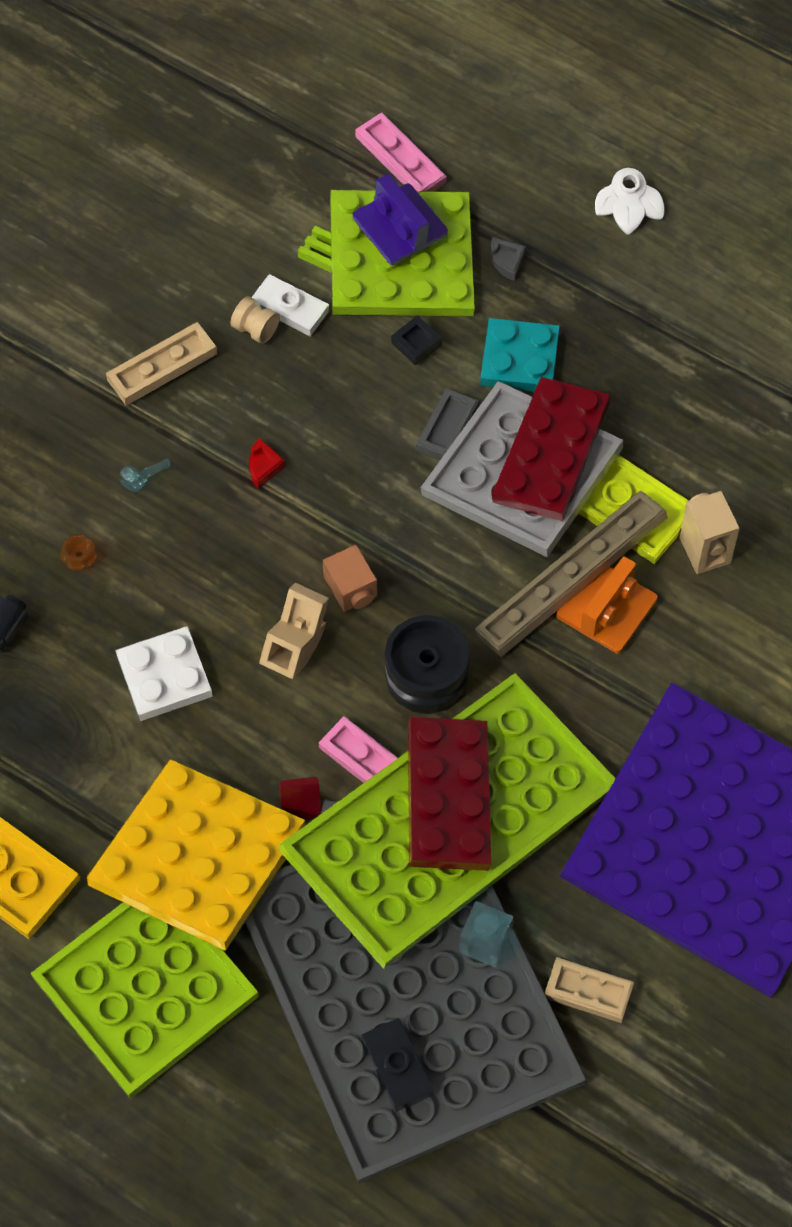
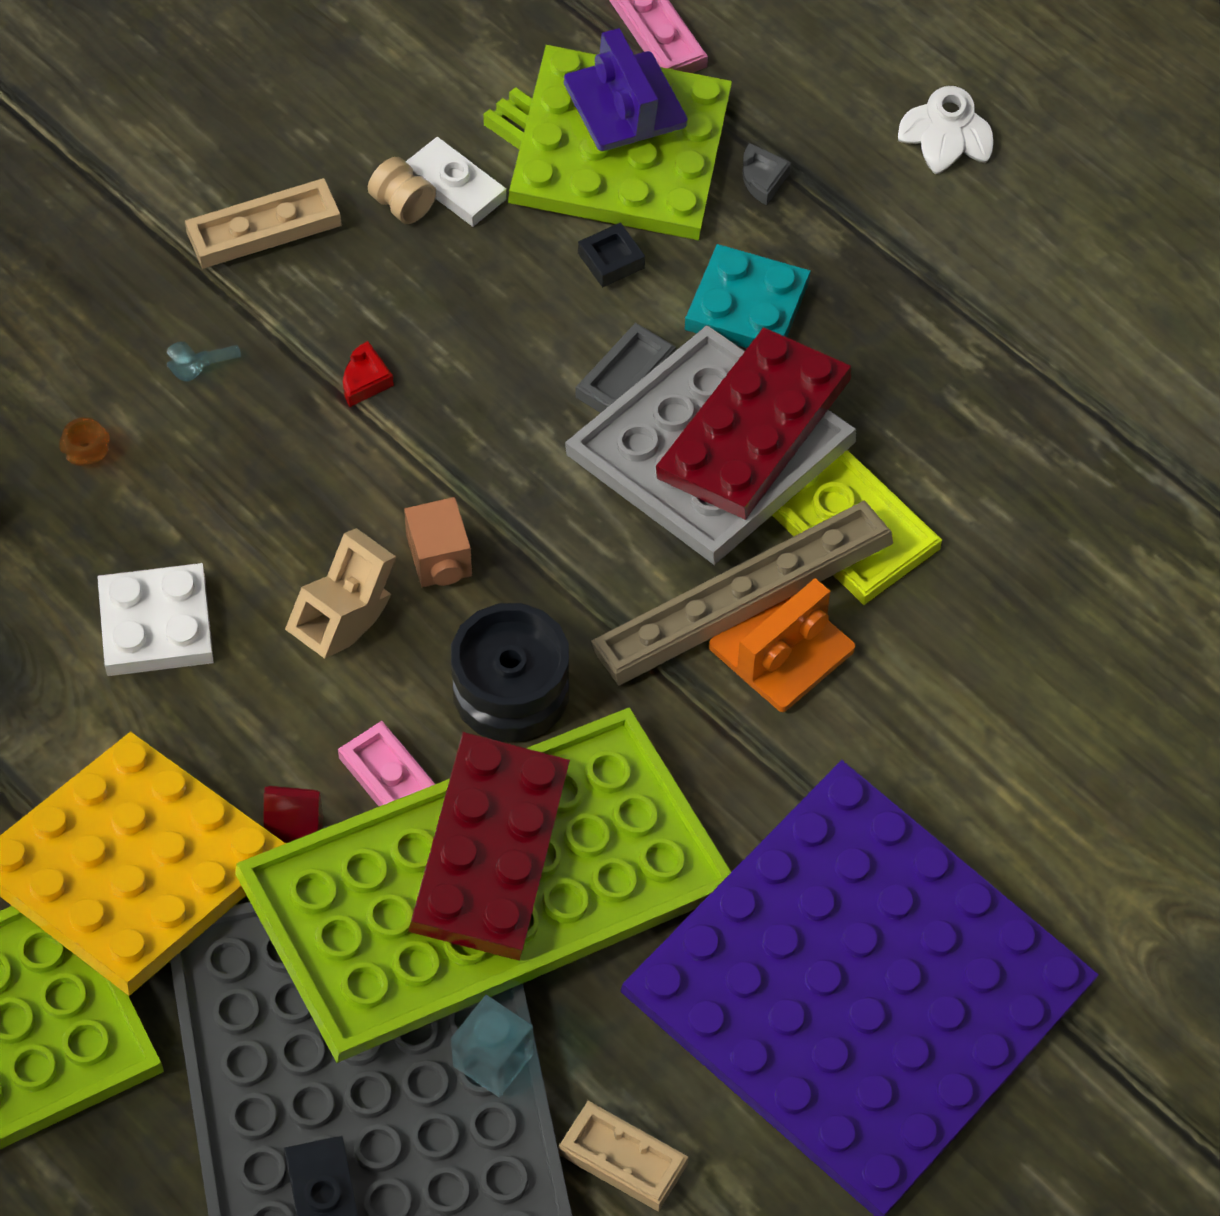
camera: 10 degrees right, 5 degrees down
(708, 531) = (944, 571): tan brick -> none

